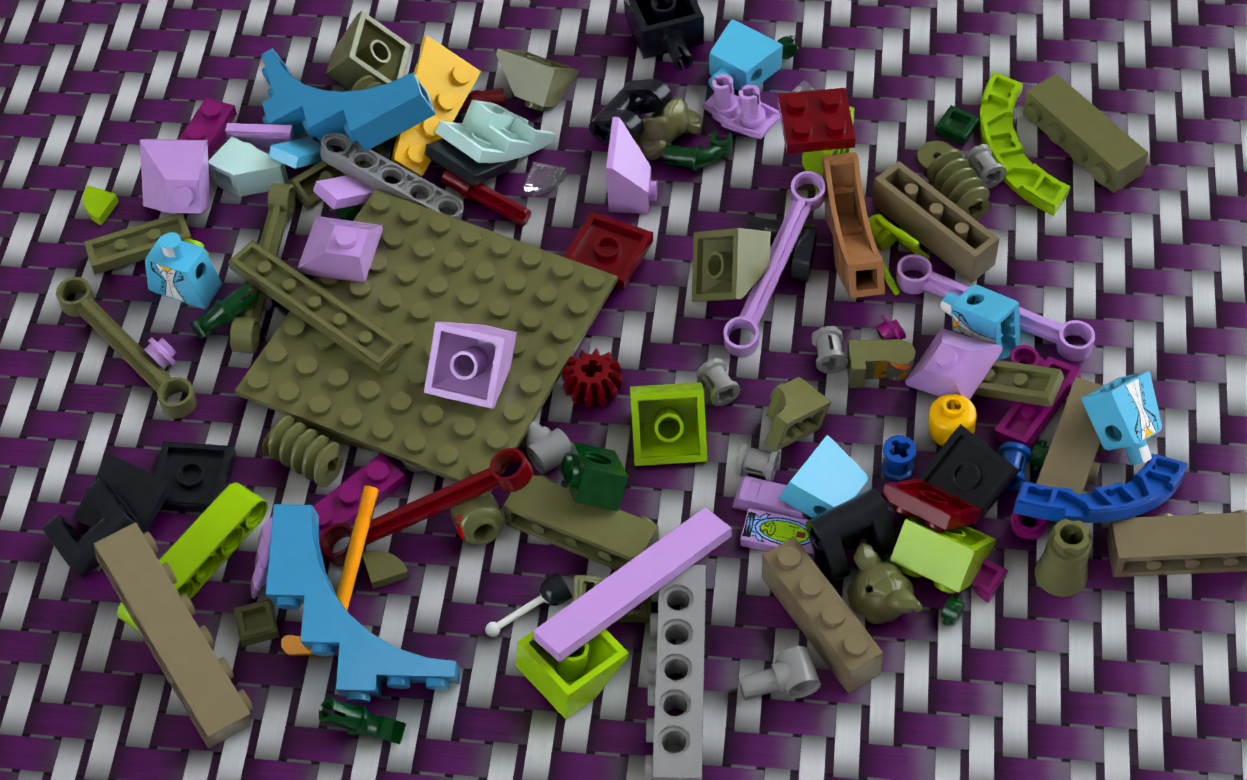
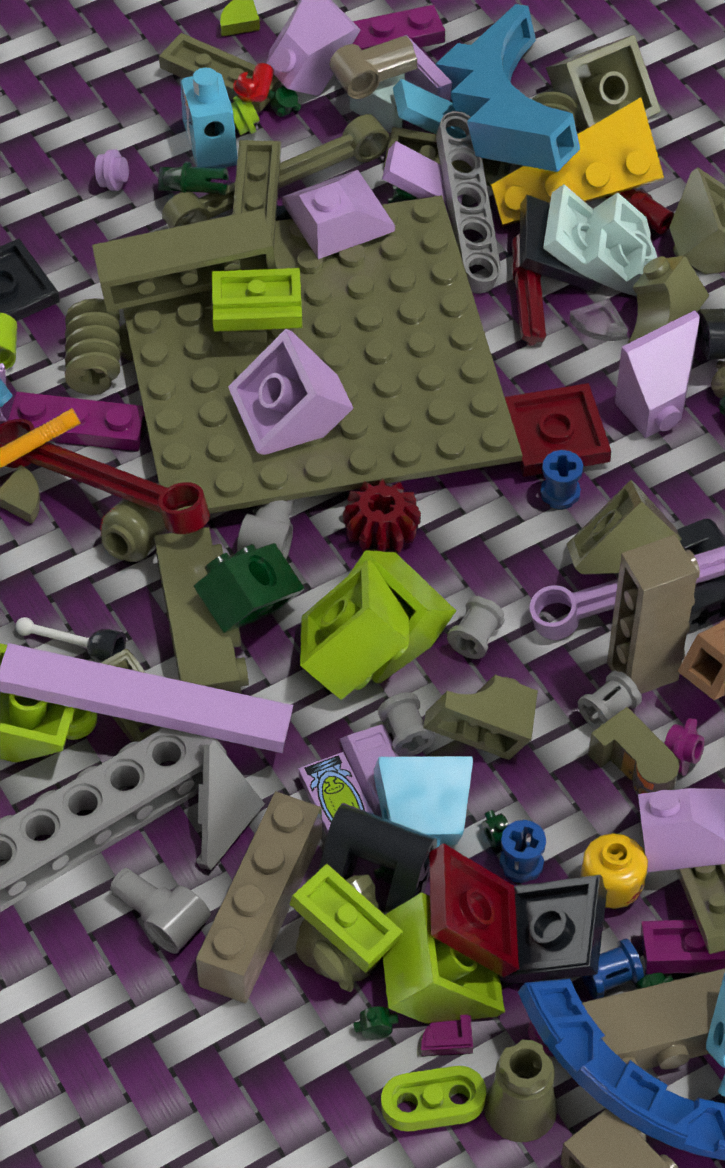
camera: 50 degrees right, 0 degrees up
(126, 347) = (99, 141): olive piece -> none
(181, 225) = (254, 88): none -> red arm
(200, 224) = (283, 101): none -> dark green piece
(241, 158) = (363, 70): none -> dark tan piece
(308, 348) = (181, 258): none -> olive brick
(380, 329) = (256, 299): none -> lime plate
(572, 136) = (665, 293): none -> olive arch
(649, 268) = (562, 475): none -> blue bush
(674, 441) = (353, 631): none -> lime slope
(737, 595) = (224, 804): none -> light grey tile
(816, 276) = (652, 612): none -> dark tan brick
(870, 463) = (494, 827): none -> dark green piece
(890, 569) = (346, 918): none -> lime plate
(1027, 613) = (431, 1094): none -> lime plate

